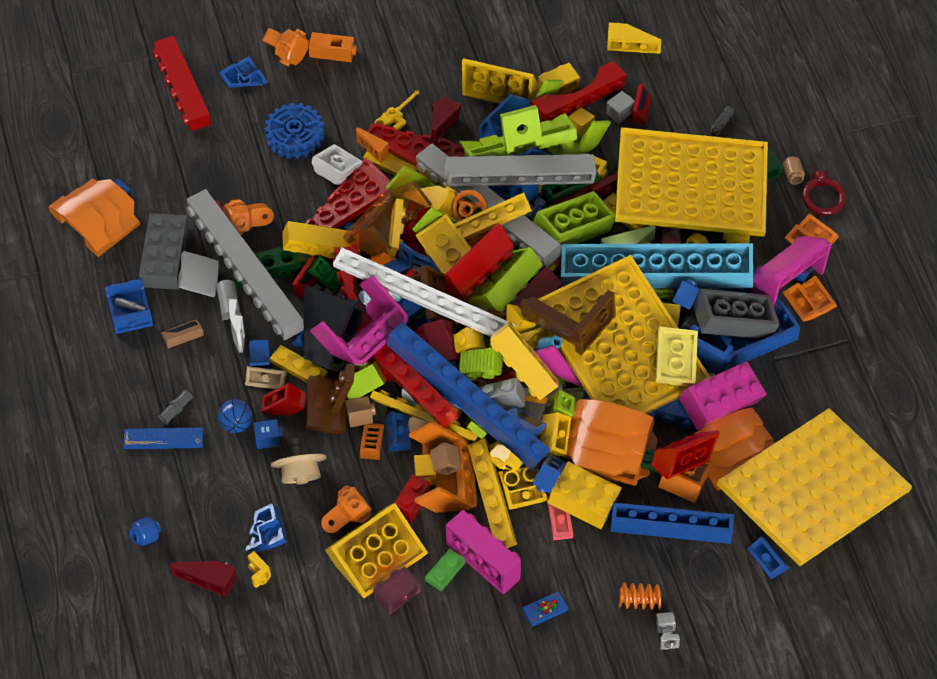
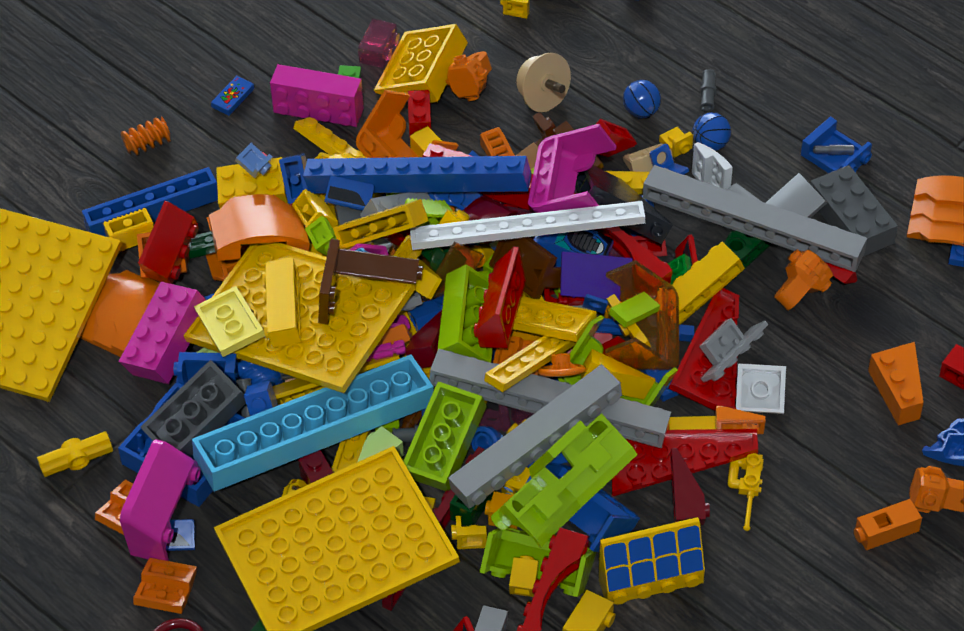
camera: 150 degrees right, 5 degrees down
(163, 438) = (695, 64): blue tile -> none
(182, 333) = (763, 155): medium nougat slope -> none
(207, 362) = (712, 130): none -> blue piece
(234, 376) = (677, 141): none -> yellow bracket
(243, 123) = (898, 381): none -> orange wedge
(267, 434) = (601, 105): blue brick -> none
(267, 529) = (533, 38): blue slope -> none
(294, 131) = (839, 404): blue piece -> none
(336, 189) = (726, 344): none -> light grey bracket
(390, 221) = (634, 309): none -> lime tile
(403, 267) = (587, 275): none -> dark purple window
(445, 459) = (407, 146): medium nougat brick -> none
(577, 484) = (254, 161): none -> medium blue bracket
(632, 341) = (282, 302): none -> yellow brick
(666, 625) = (108, 130): light grey leg -> none
(701, 503) = (128, 226): none -> yellow brick
(829, 353) = (75, 454): none -> yellow piece

